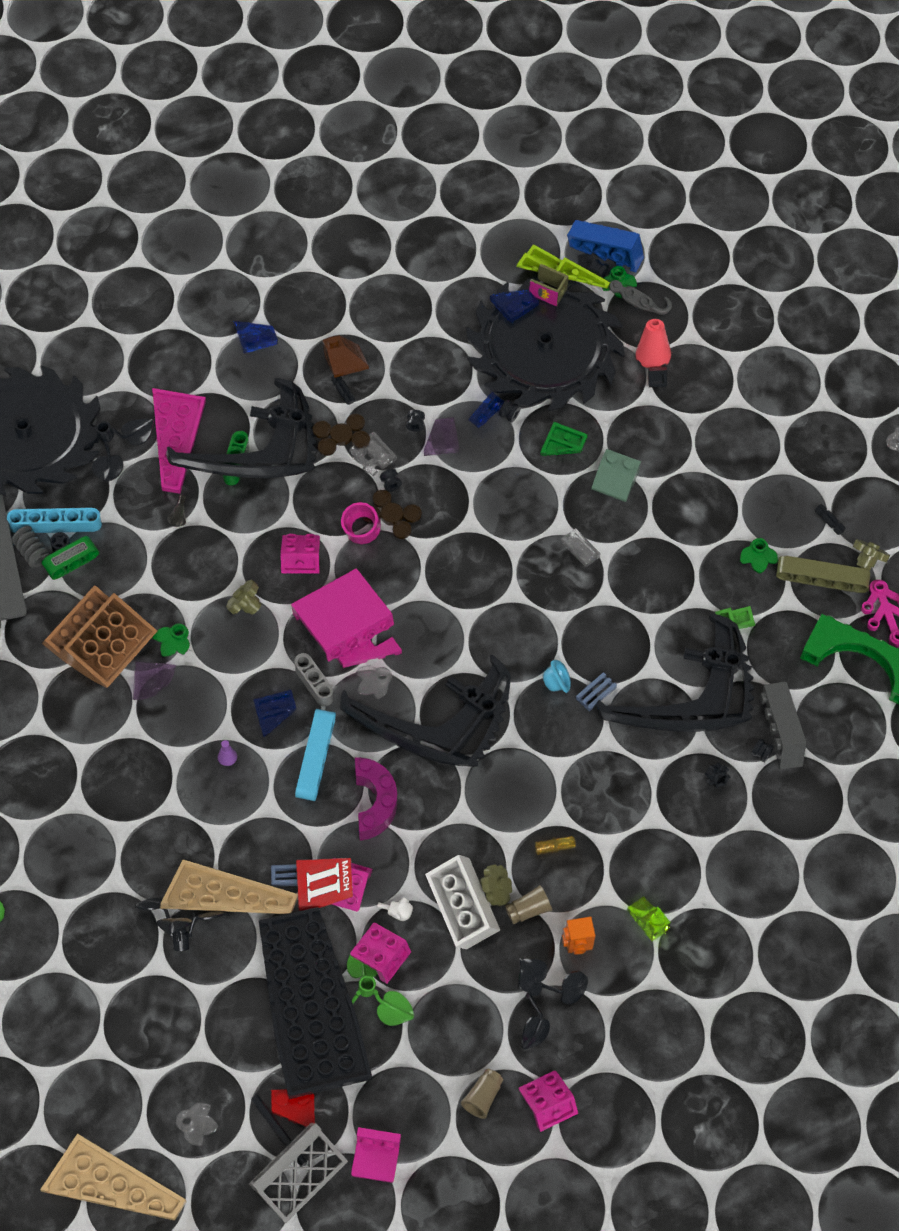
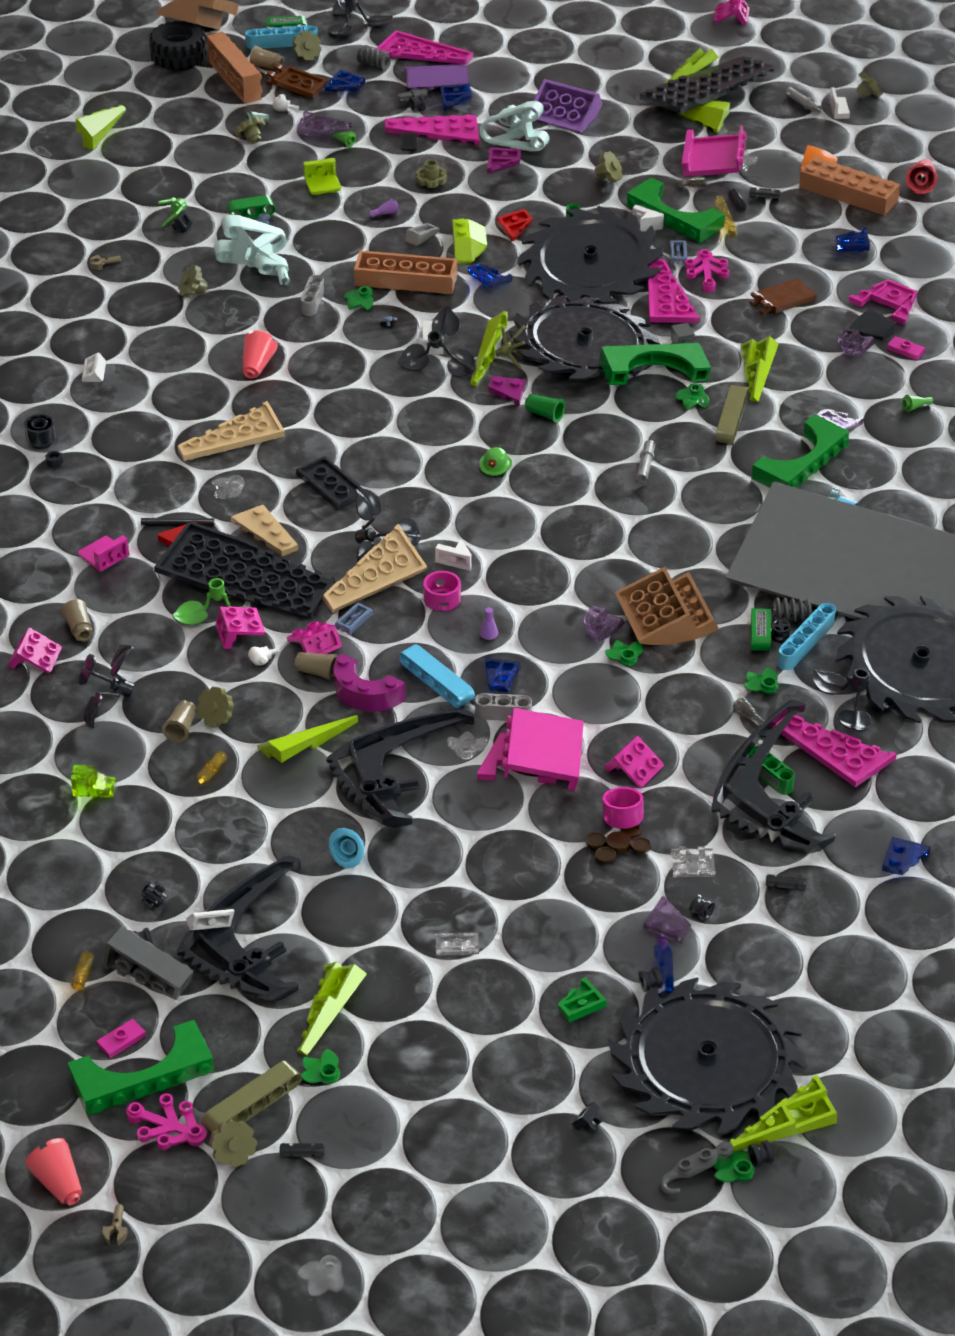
camera: 130 degrees right, 20 degrees down
(118, 1037) = (329, 482): none -> black tile
(132, 527) = (766, 682): none -> green plate
(148, 844) = (455, 557): none -> white slope
(204, 808) = (433, 593): none -> dark pink piece
(228, 1046) = (266, 528): none -> tan wing
(245, 599) = (617, 701): olive plant -> none
(285, 1158) = (151, 508): light grey fence -> none
(323, 882) = (324, 618): red sticker -> none
(341, 434) = (730, 845): dark brown piece -> none
(343, 356) = (819, 894): reddish brown slope -> none
(378, 851) = (316, 664): none -> dark tan plant
(390, 480) = (652, 855): black wheel -> none
(462, 902) = (237, 680): white brick -> none
(477, 803) = (290, 745): none -> lime wedge
(514, 303) = (771, 1050): clear blue wing -> none
(546, 292) = (768, 1091): olive piece -> none
(578, 935) = (123, 727): orange brick -> none
(607, 243) = (785, 1176): blue wedge -> none
(607, 681) = (311, 861): sand blue tile -> none
(616, 475) = (507, 1017): sand green slope -> none
(654, 345) = (620, 1128): coral cone -> none
(687, 594) = (334, 992): none -> lime wedge
(712, 707) = (210, 919): none -> white slope
(742, 617) = (278, 1011): bright green slope -> none
(821, 770) = (82, 971): none -> clear yellow axle
(850, 697) = (121, 1038): none -> dark pink plate

